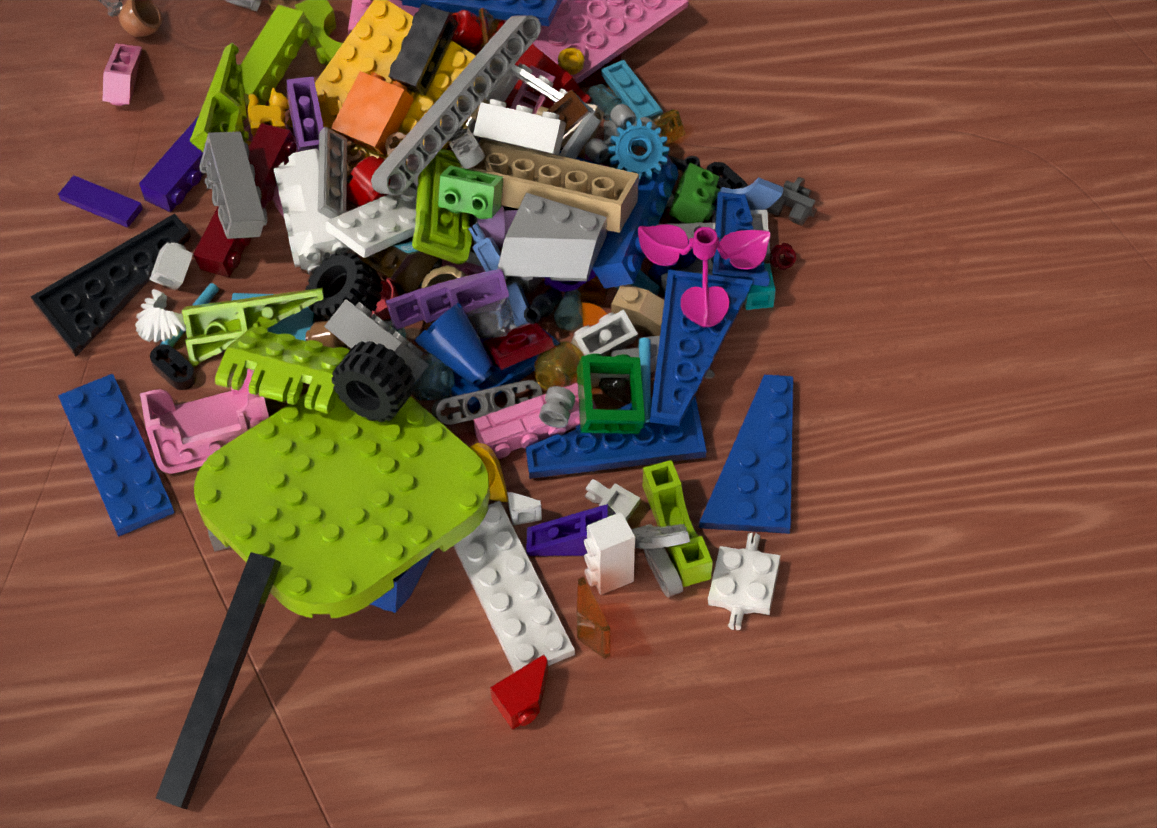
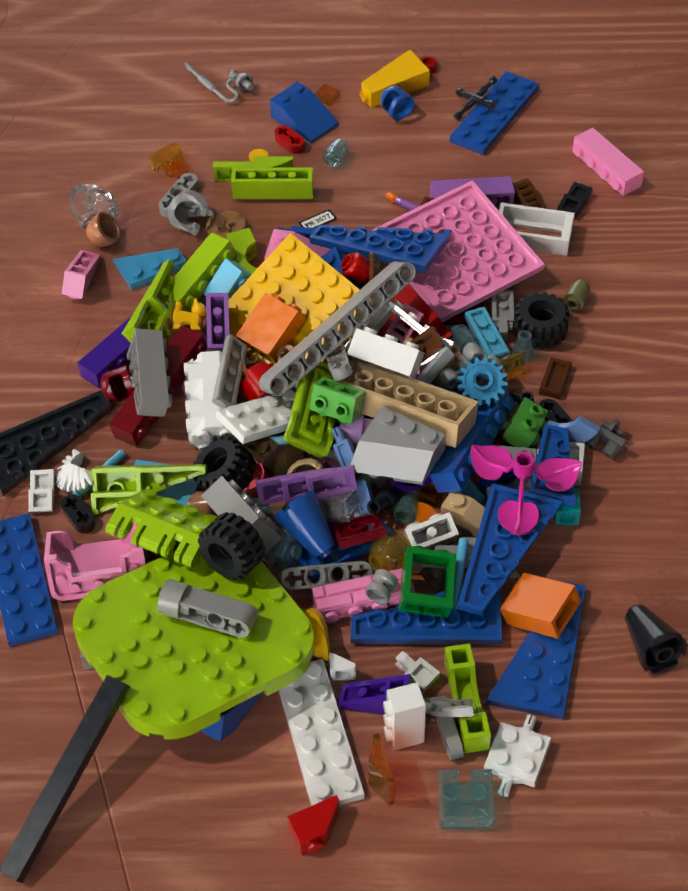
camera: 10 degrees right, 5 degrees down
(100, 201) = (45, 373): dark purple tile -> none
(123, 345) = (41, 491): none -> white slope
(171, 265) = (90, 431): white brick -> none
(194, 204) = (117, 384): none -> dark red helmet
(201, 57) = (143, 268): none -> dark azure wing
(308, 59) = (228, 278): none -> medium azure brick
(356, 459) = (206, 608): none -> light grey beam
(423, 49) = (318, 280): black brick -> none
(571, 60) = (440, 302): yellow tile -> none
(647, 64) = (503, 312): none -> light grey hinge
(678, 100) = (524, 345): none -> clear light blue cone
(693, 644) = (466, 803): none -> clear light blue piece
(694, 69) = (553, 316): none -> black tyre
(720, 136) = (555, 378): none -> reddish brown tile
(731, 34) = (577, 295): none -> olive brick
(745, 405) = (540, 605): none -> orange brick
(788, 259) = (597, 483): dark red plate -> none
(881, 428) = (654, 640): none -> black cone

